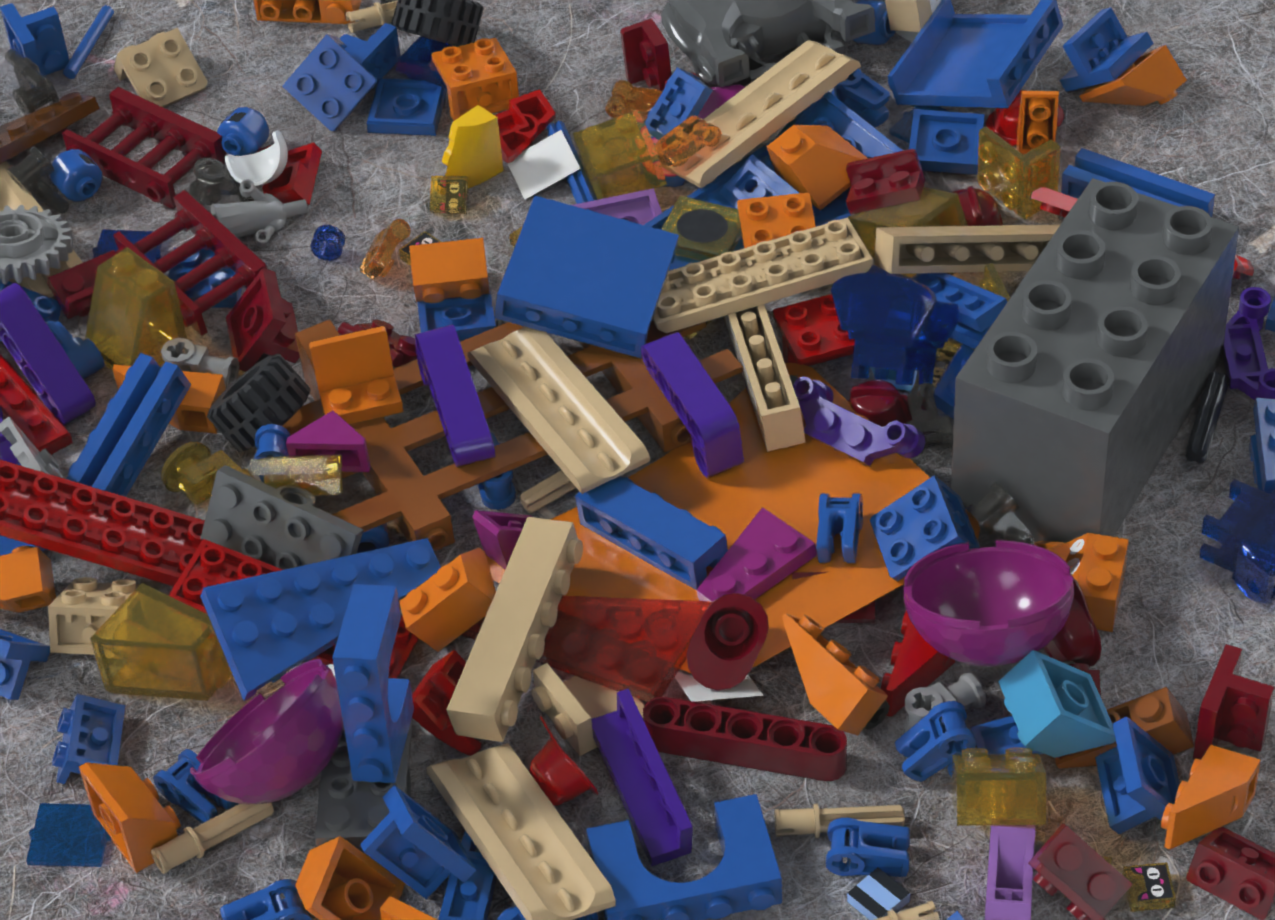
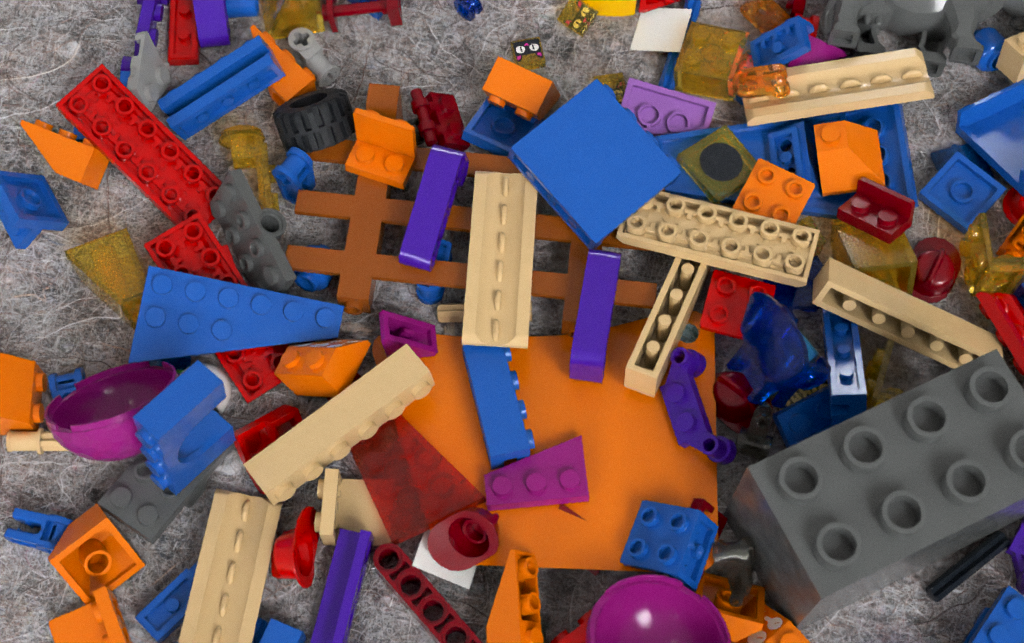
camera: 30 degrees right, 20 degrees up
(82, 611) = (108, 211): tan bracket -> none
(89, 735) = (37, 316): blue bracket -> none
(262, 323) = (376, 50): dark red bracket -> none
(314, 473) = (289, 201): clear yellow bracket -> none
(331, 437) = (327, 189): magenta slope -> none
(378, 258) = (490, 42): clear orange plate -> none
(416, 845) = (159, 553): blue bracket -> none
(840, 516) = (622, 480): blue piece -> none
(864, 97) = (930, 116): blue piece -> none

